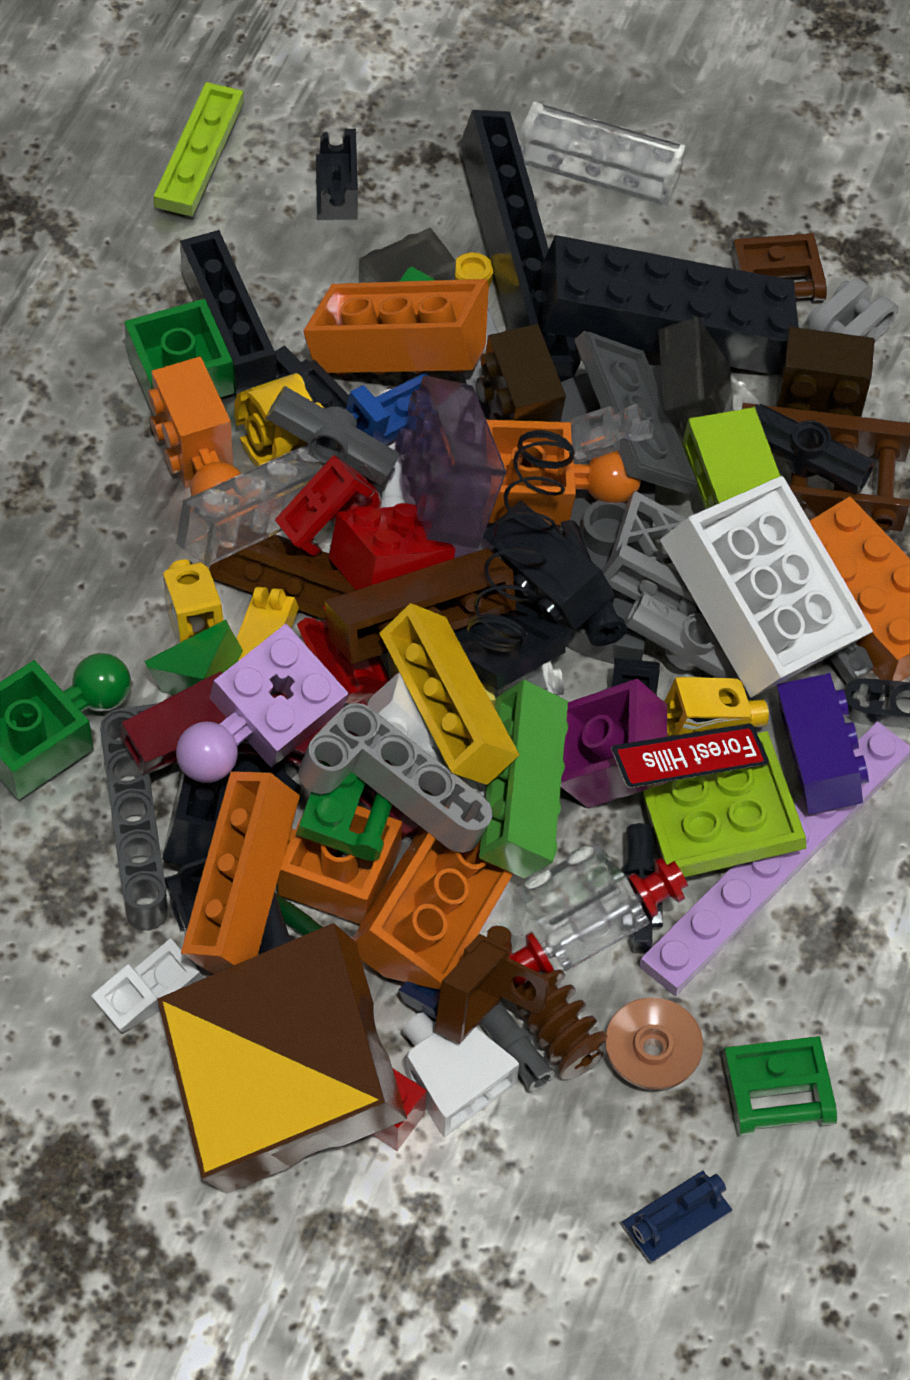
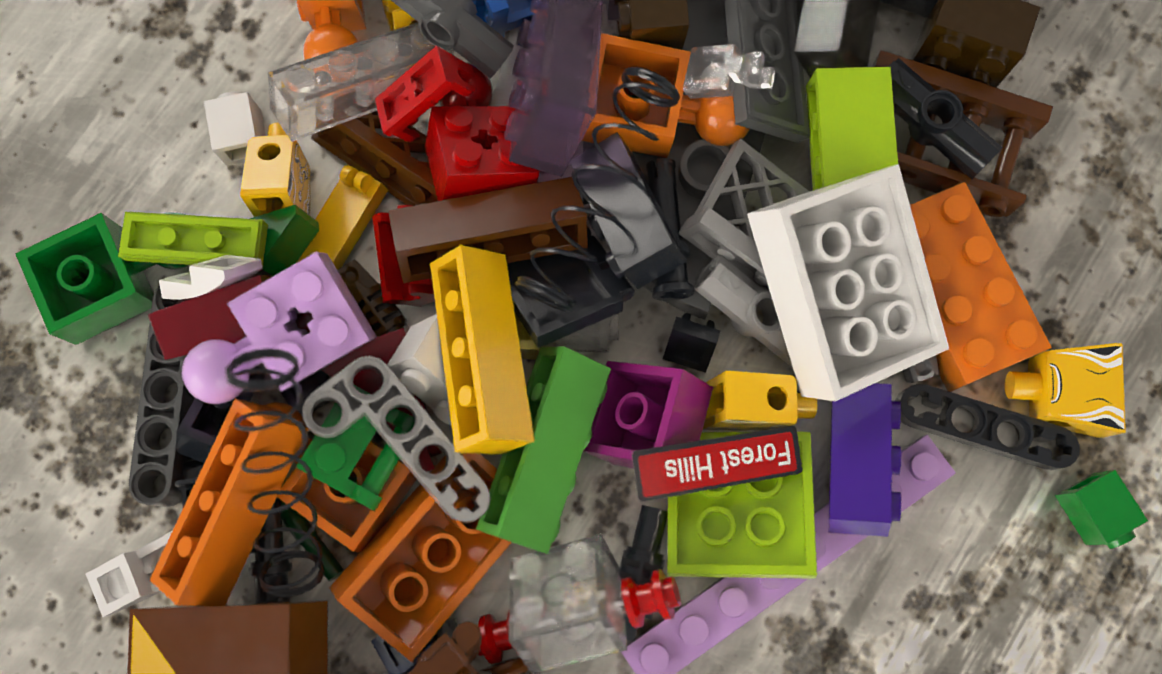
camera: 20 degrees right, 20 degrees up
(134, 576) = (231, 123): none -> white brick
(135, 665) = (189, 238): none -> lime tile
(172, 681) = (209, 276): none -> white slope
(277, 705) = (279, 591): none -> black piece

